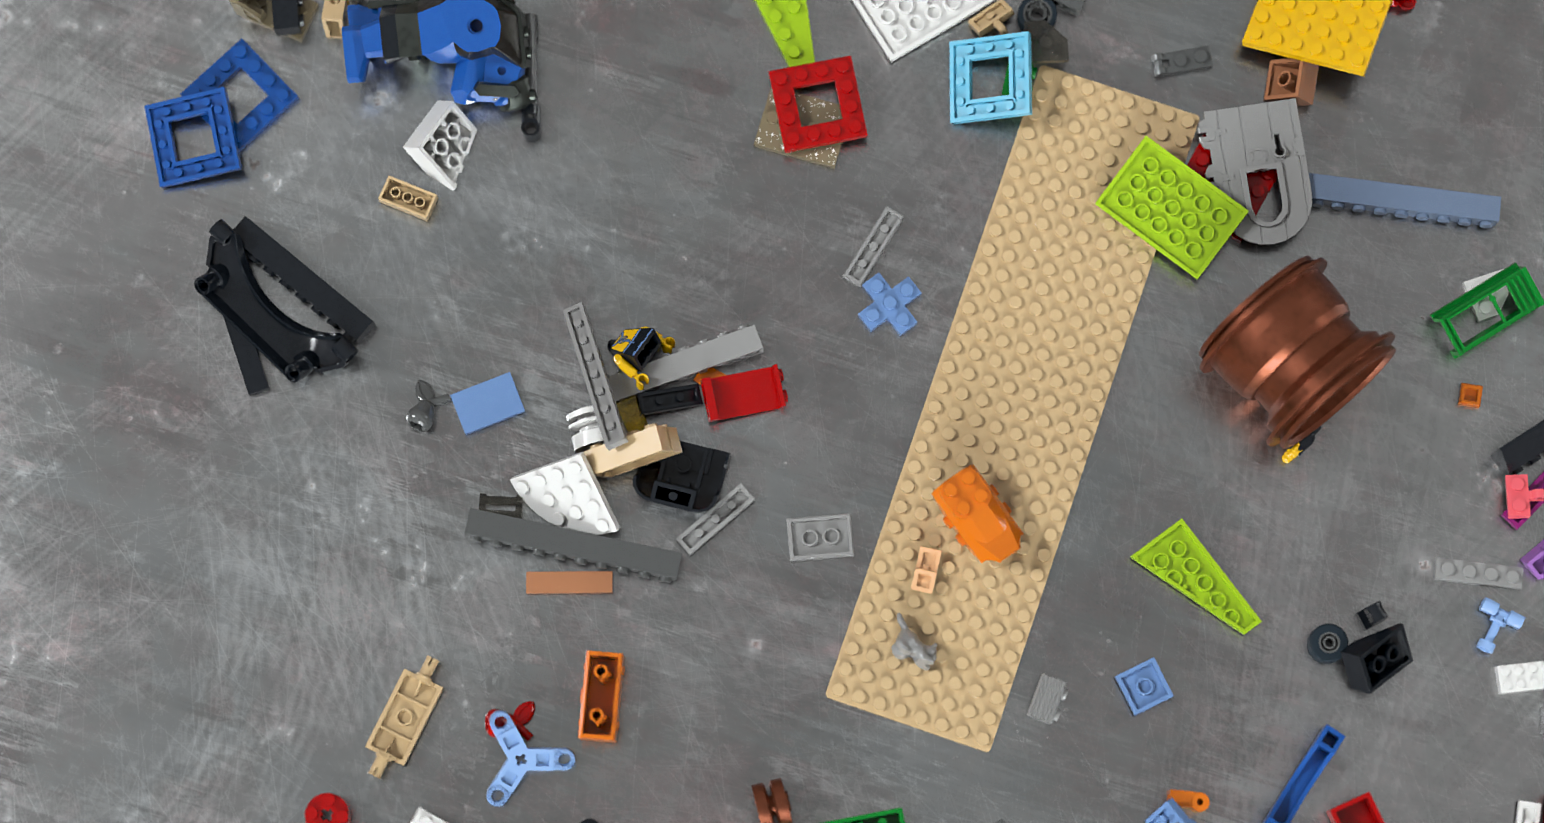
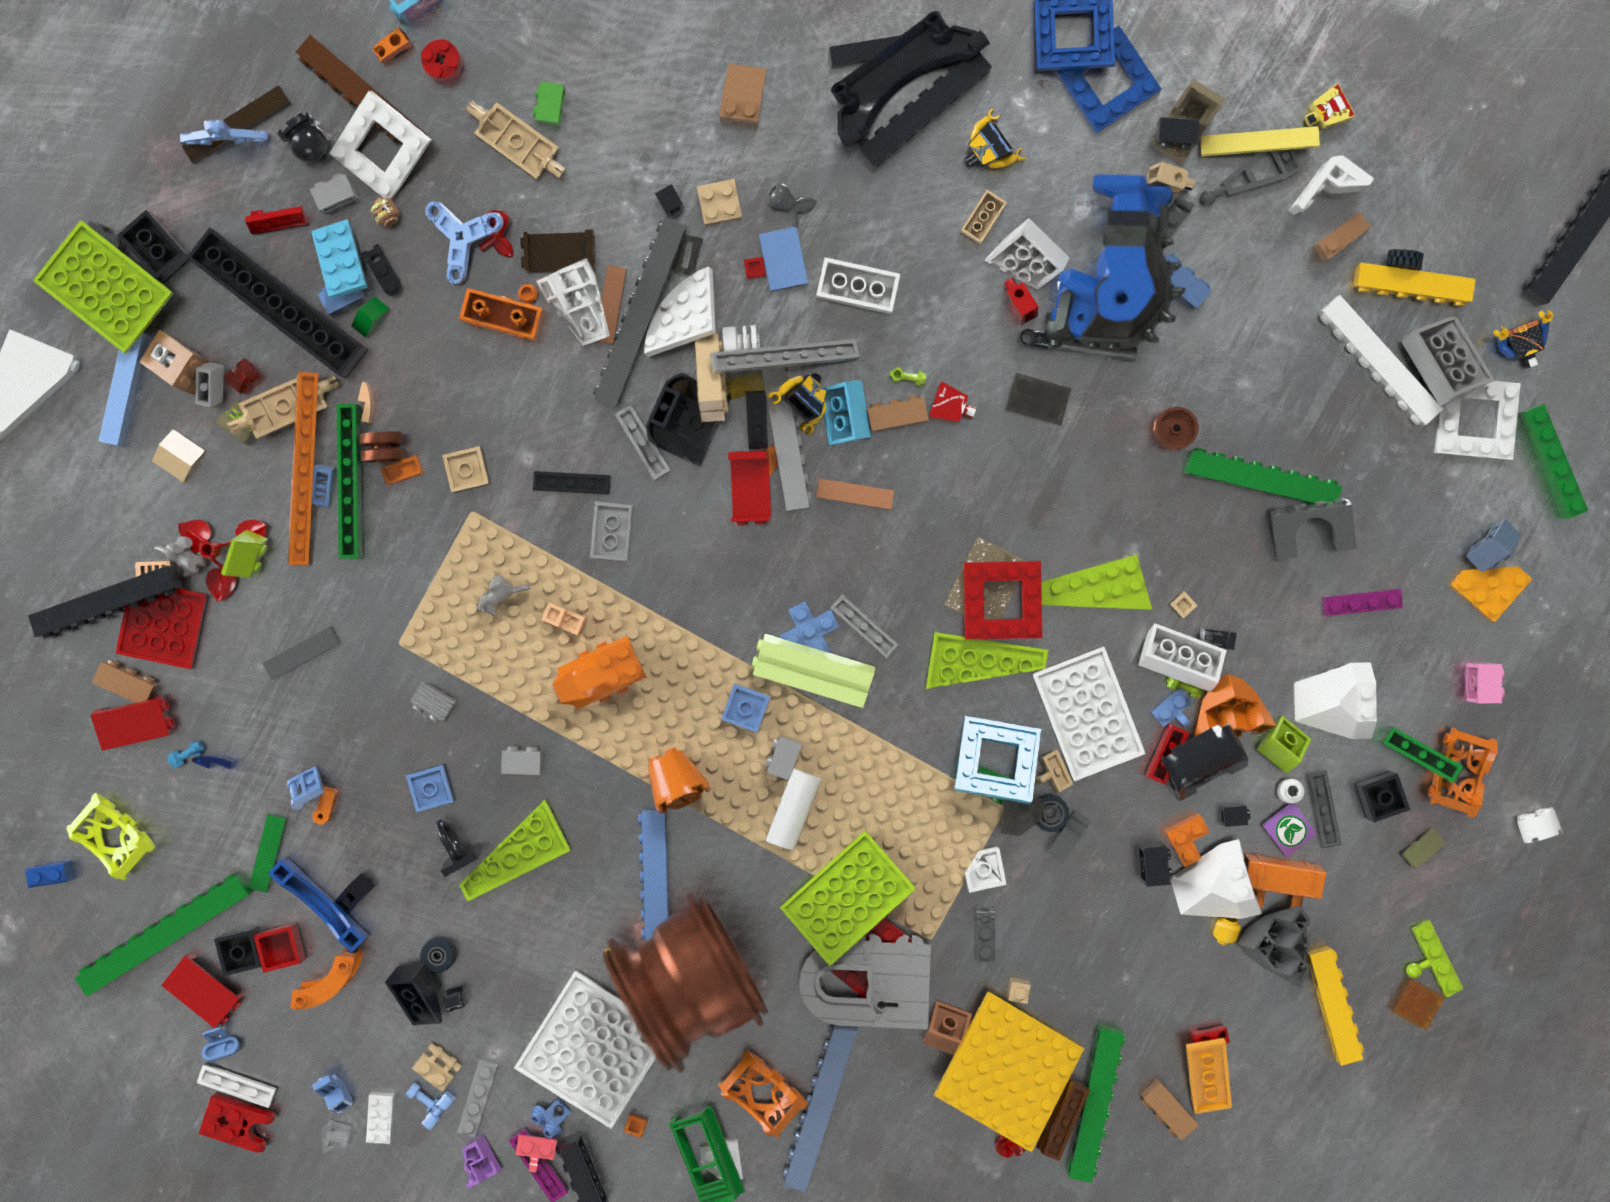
camera: 95 degrees right, 10 degrees up
(315, 477) = (742, 95): none -> medium nougat slope
(329, 203) = (991, 145): none -> torso
(357, 687) = (550, 104): none -> bright green brick
(436, 483) = (719, 202): none -> tan plate
(444, 536) = (669, 201): none -> black brick
(498, 137) = (1024, 307): none -> red torso
(502, 432) = (755, 268): none -> red tile
(504, 315) = (858, 286): none -> white brick
(520, 648) = (556, 250): none -> dark brown panel
(569, 615) = (578, 300): none -> white wedge
(572, 675) = (527, 293): none -> orange plate
(593, 257) = (897, 375): none -> lime bar
(594, 107) = (1038, 399): none -> clear smoke plate
(616, 197) = (950, 405): none -> red torso
(636, 251) = (897, 413): none -> medium nougat brick
(645, 304) = (846, 413): none -> medium azure slope
(731, 281) = (855, 493): none -> nougat tile
(774, 590) = (571, 482): none -> black tile
(780, 709) = (465, 469): none -> tan plate
(794, 782) = (401, 470): none -> orange tile
(890, 132) = (962, 660): none -> lime wing
(931, 289) = (813, 670): none -> yellowish green brick
(986, 354) = (745, 708): none -> medium blue plate
(1032, 304) = (784, 757): none -> light grey brick
(1080, 412) = (675, 781): none -> orange cone
(1087, 285) = (793, 809): none -> white brick
(1093, 589) = (521, 761): none -> light grey brick
(1112, 72) = (985, 870): none -> white plate
(1188, 422) = (654, 870): none -> medium blue brick
(1213, 636) = (458, 854): none -> black tile
(1234, 15) = (1018, 990): none -> tan brick
(1279, 749) = (354, 893): none -> black slope
(1377, 276) = (789, 1097): none -> orange fence
(1386, 753) = (321, 990): none -> orange fence
(1397, 456) = (588, 1051): none -> white plate
(1459, 628) = (433, 1071): none -> tan plate
(1485, 491) = (547, 1120): none -> medium blue bracket
(1508, 731) = (334, 1092): none -> medium blue brick

